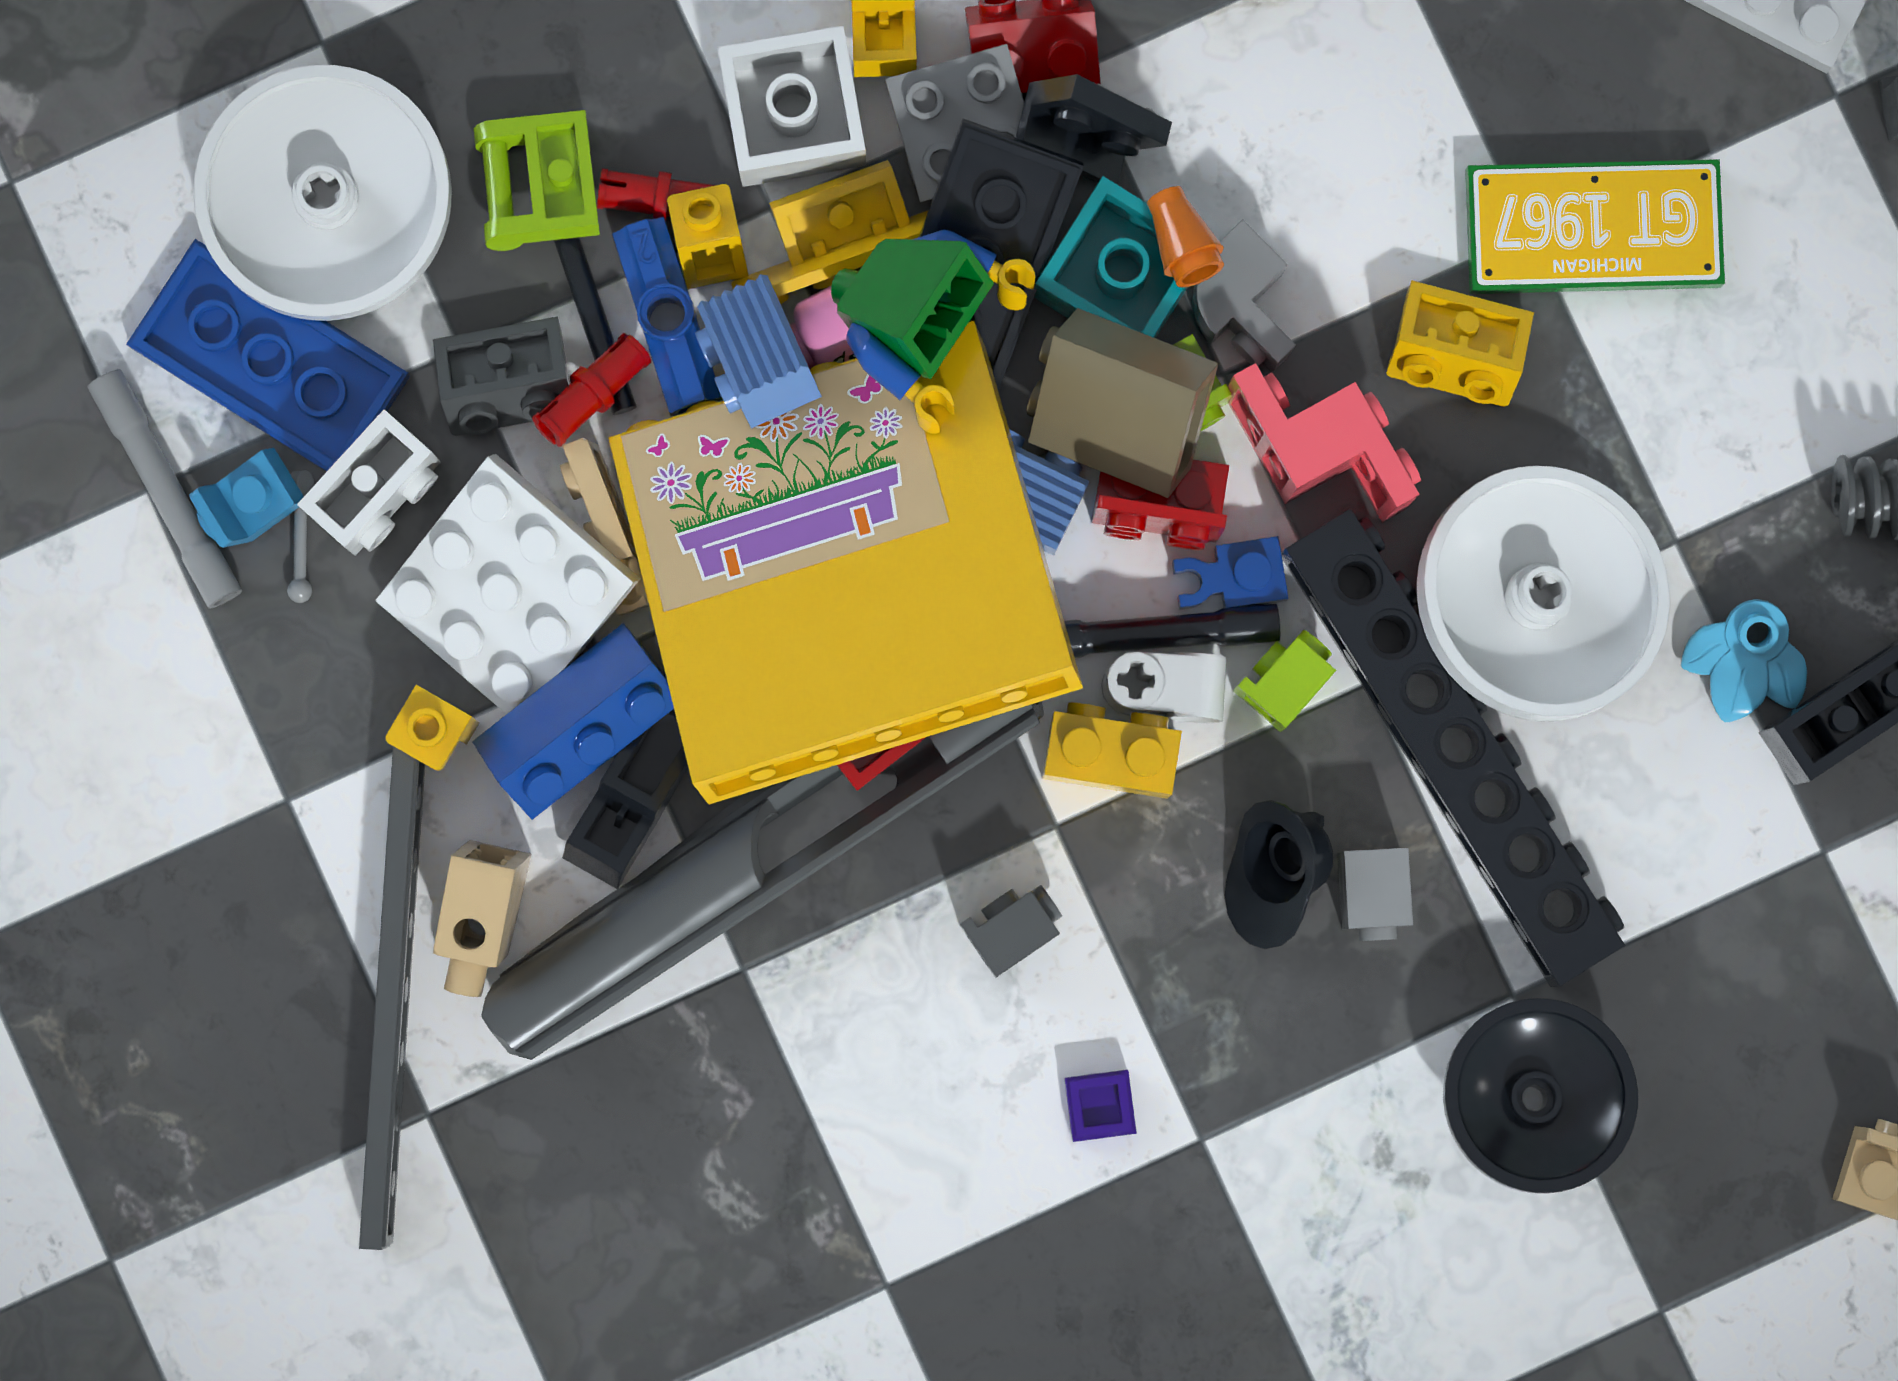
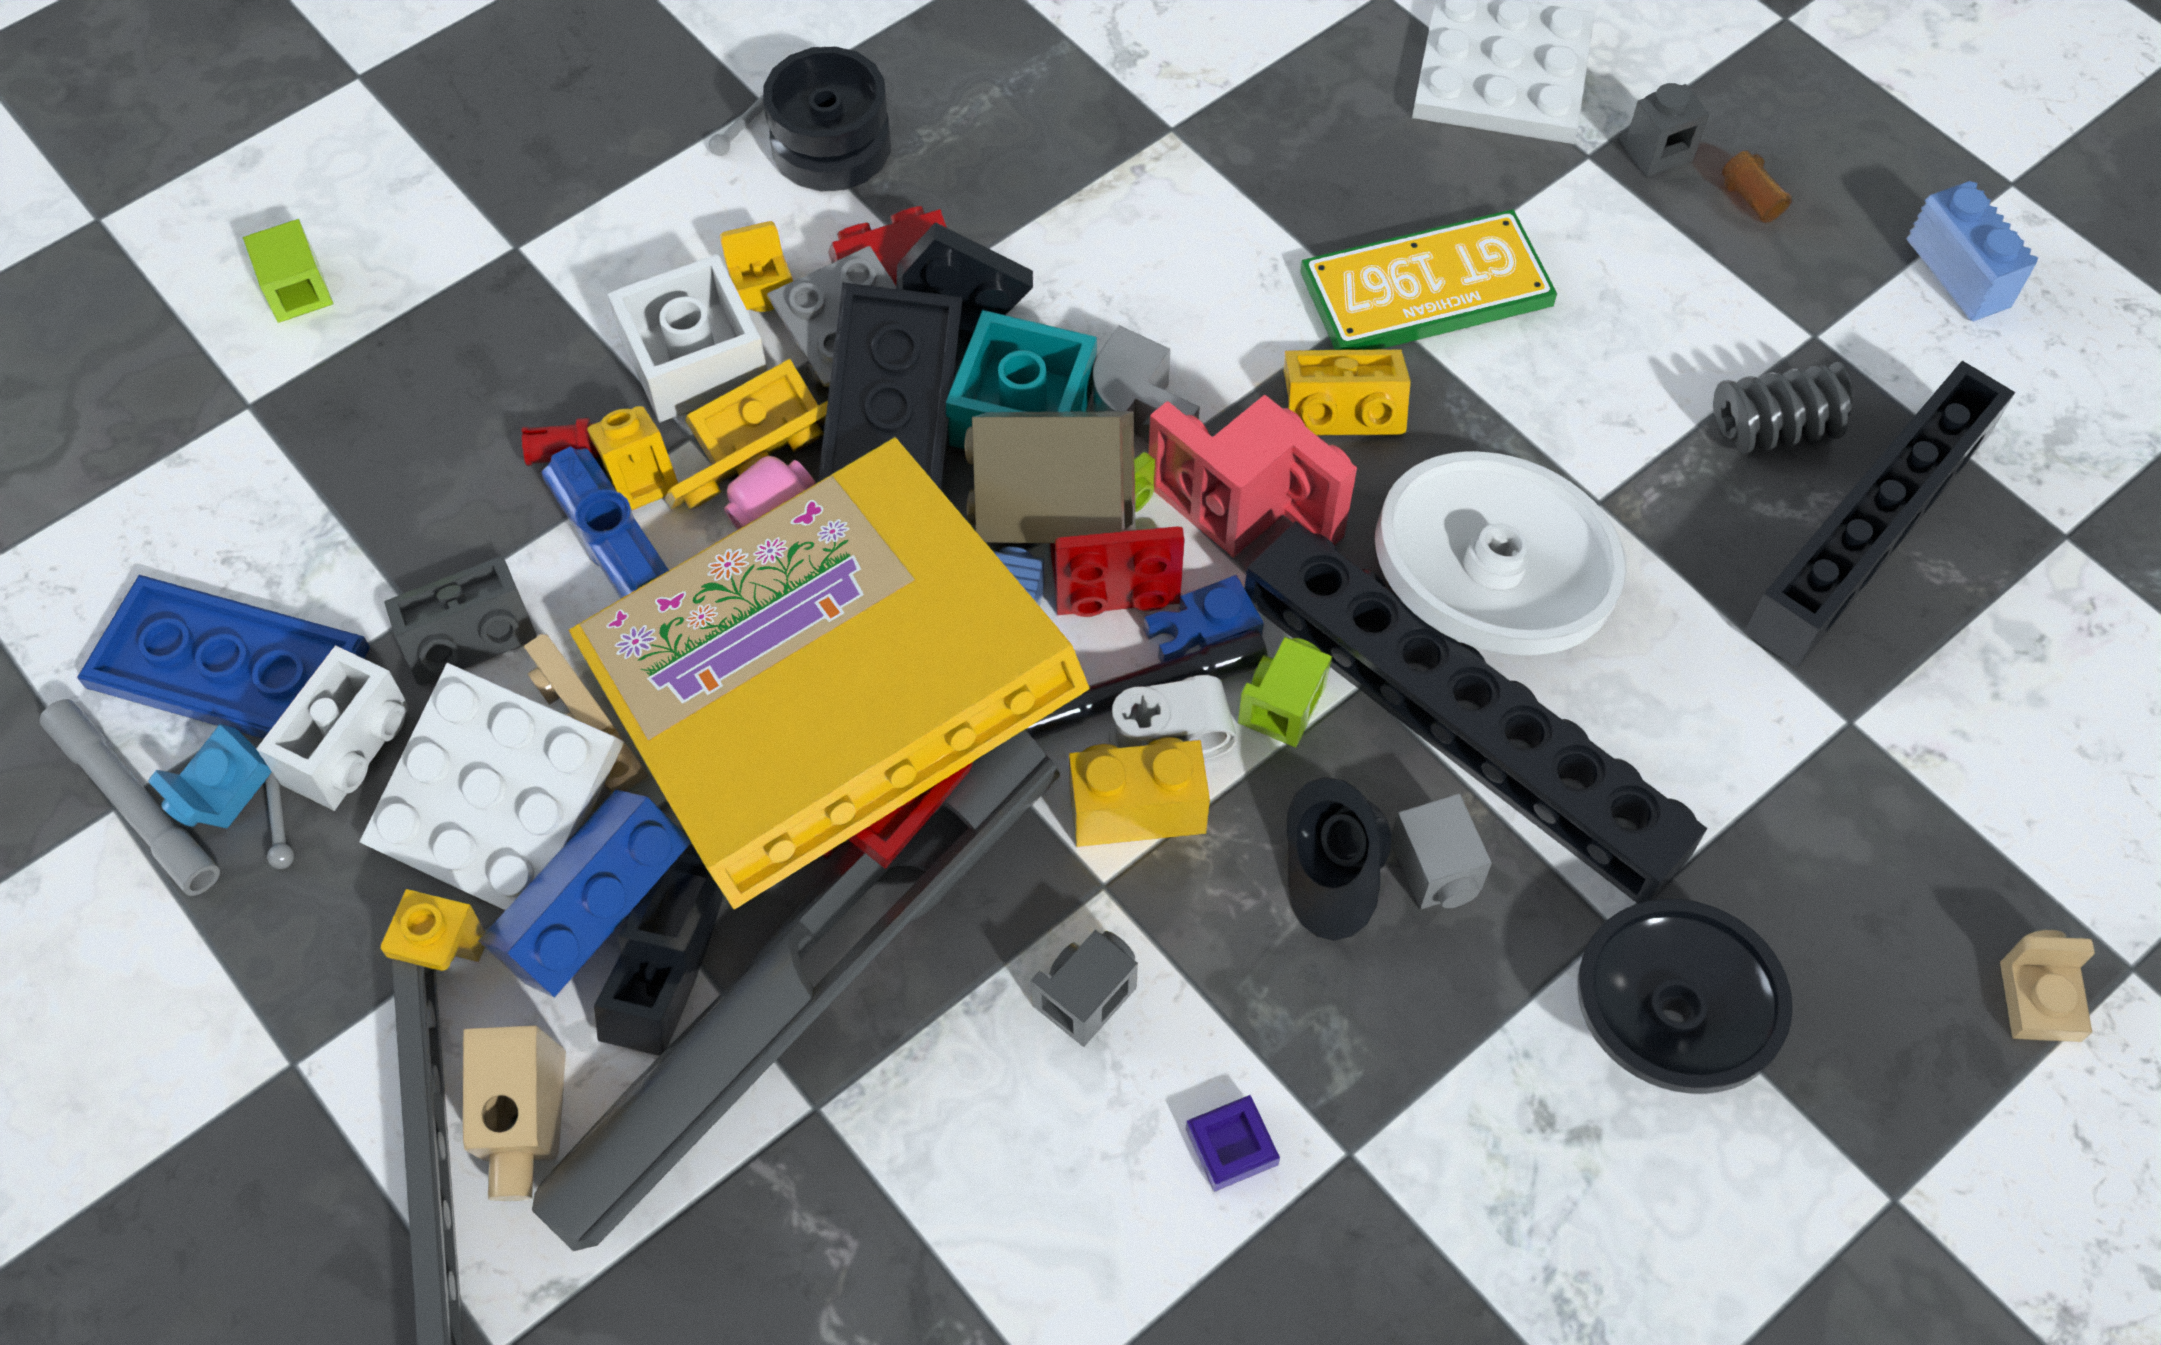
camera: 10 degrees left, 25 degrees down
(322, 192) = (255, 501): white dish -> none
(558, 179) = (483, 443): lime plate -> none
(591, 310) = (539, 555): black bar -> none
(591, 389) = (544, 598): red pin -> none
(758, 352) = (696, 512): medium blue brick -> none
(915, 304) = (835, 424): green torso -> none
(1184, 240) = (1073, 330): orange cone -> none
(1743, 670) = (1707, 581): medium azure plate -> none

